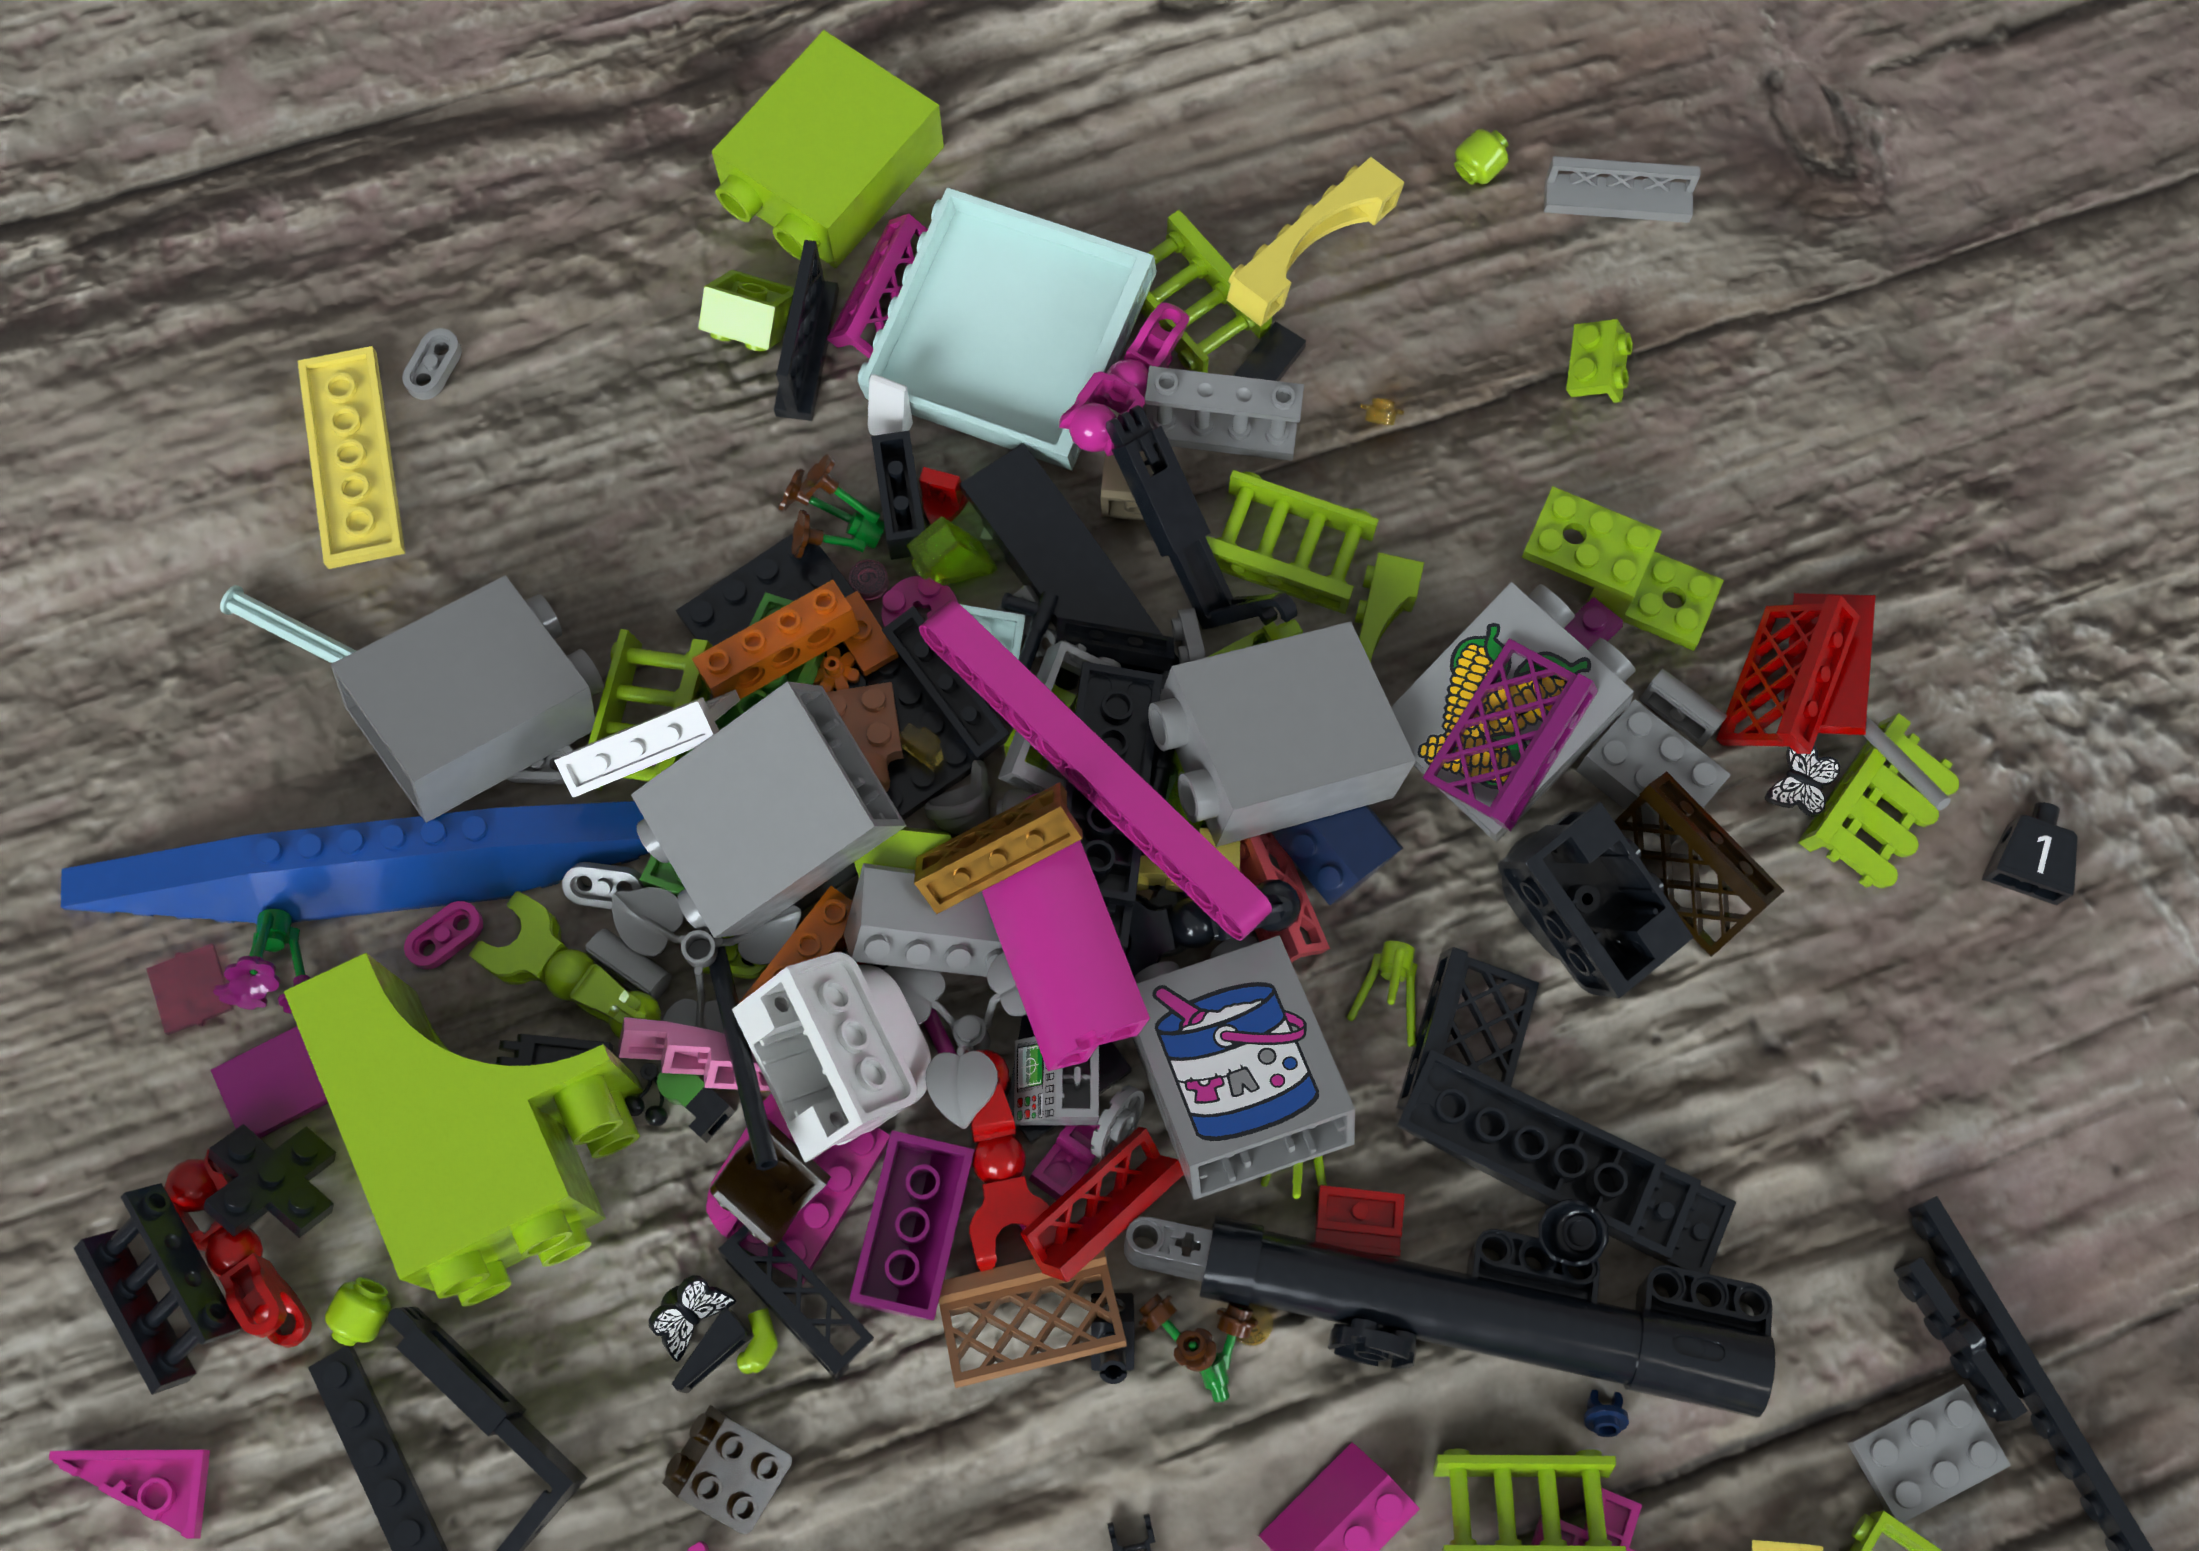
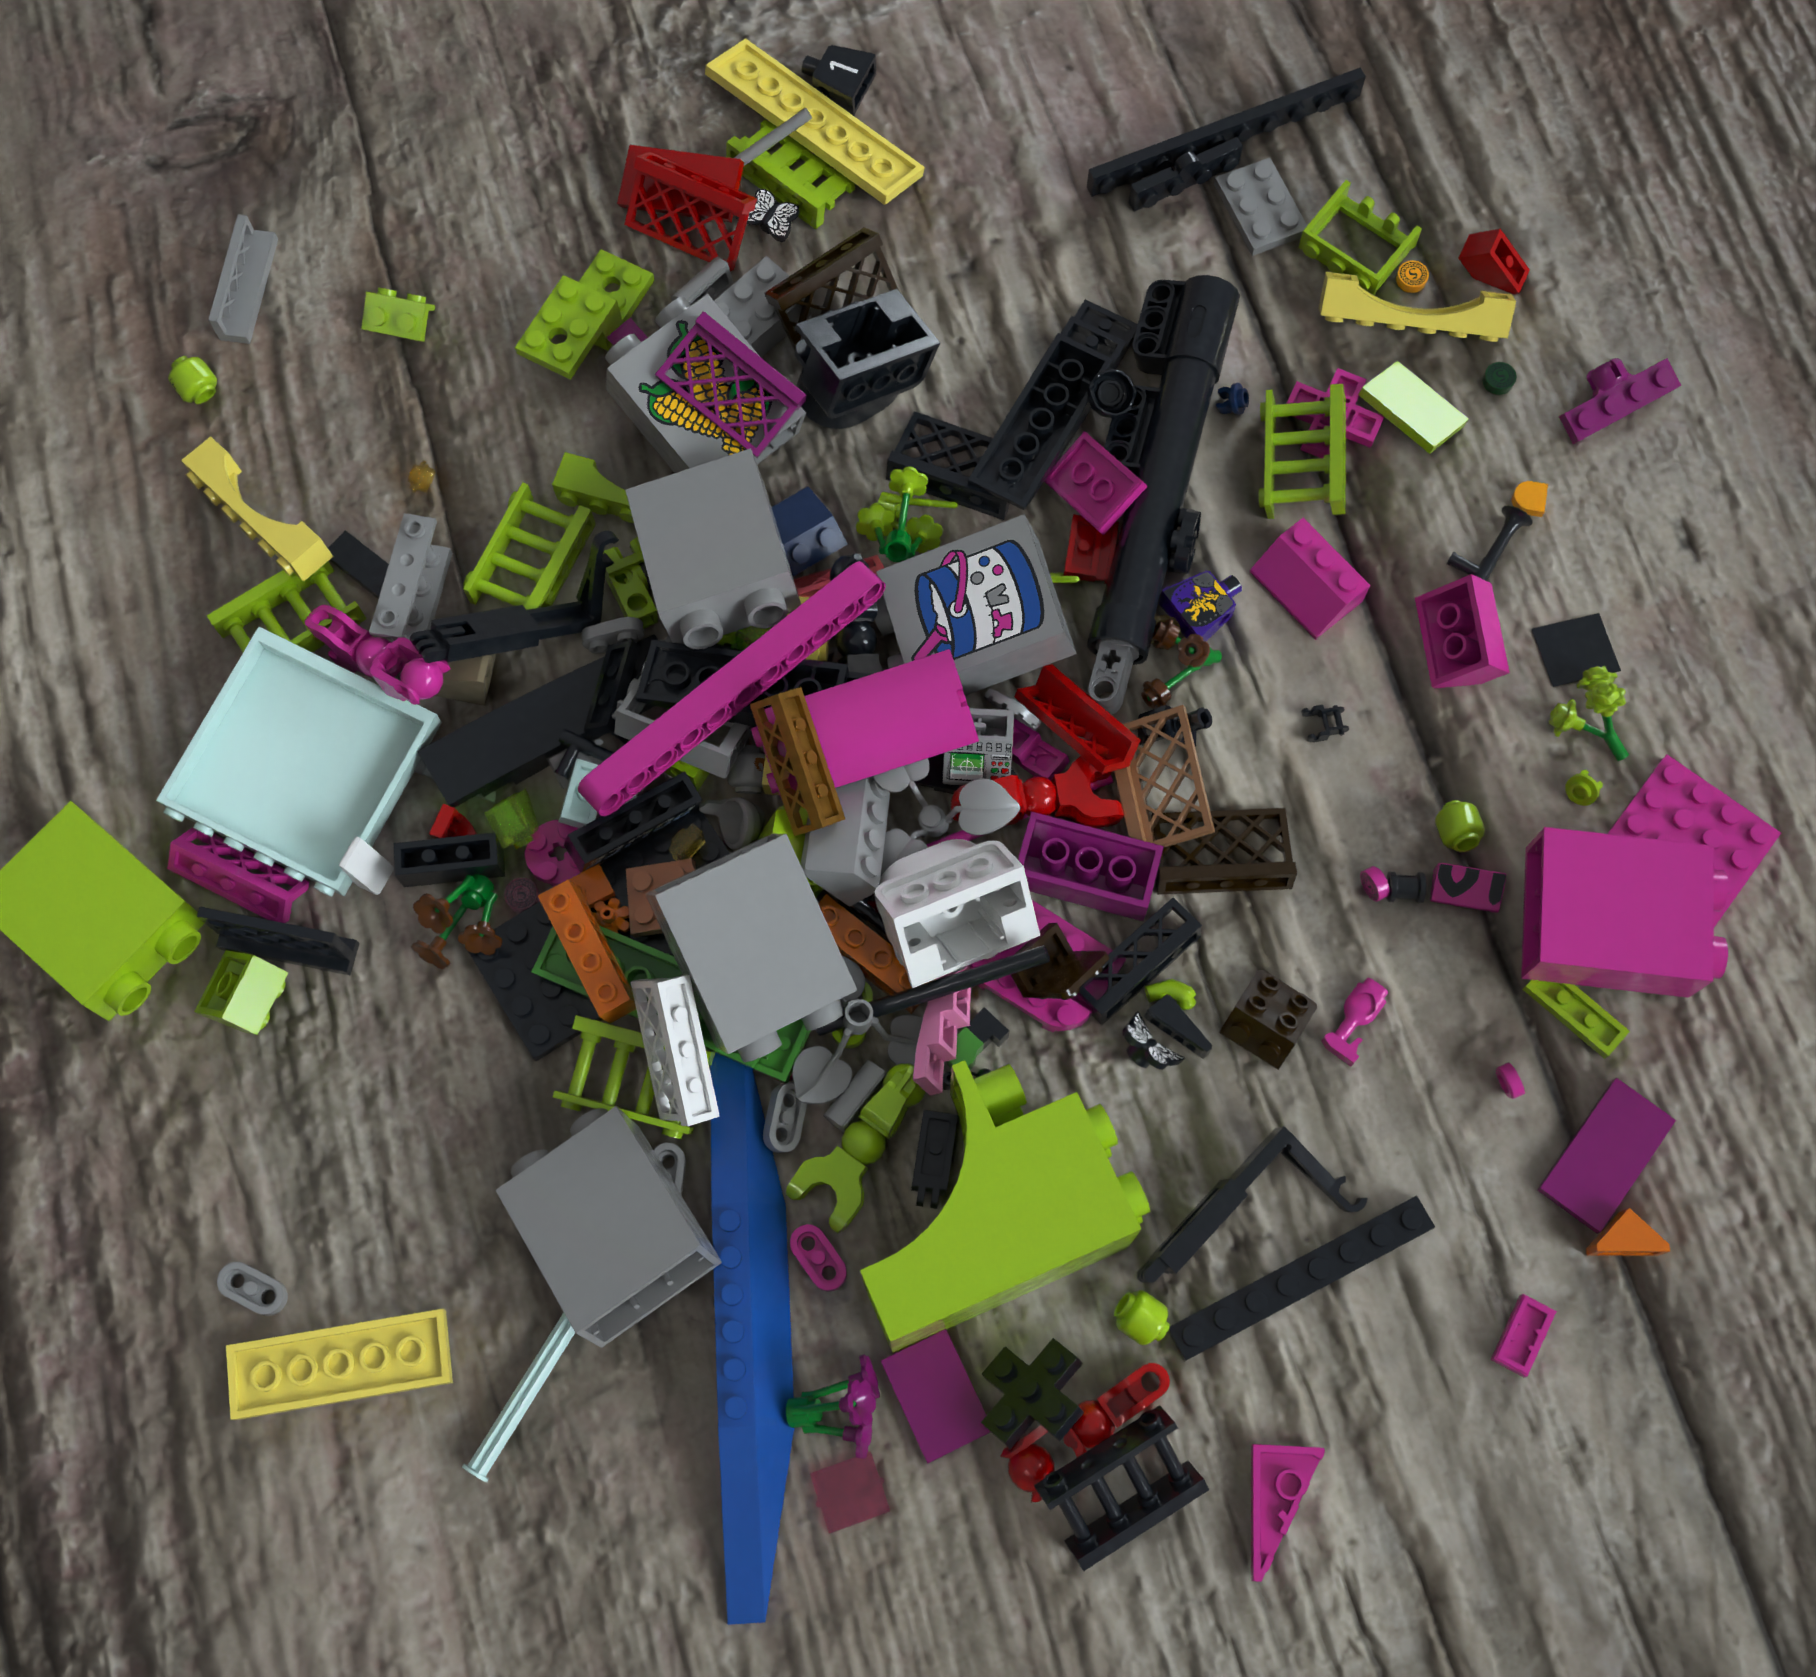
camera: 85 degrees left, 0 degrees up
(913, 1419) = (1231, 875): none -> dark brown fence
(1288, 1372) = (1201, 603): none -> torso
(1322, 961) = (877, 521): none -> lime plant
(1446, 1218) = (1094, 483): none -> dark pink tile
(1947, 847) = (832, 131): none -> light yellow plate

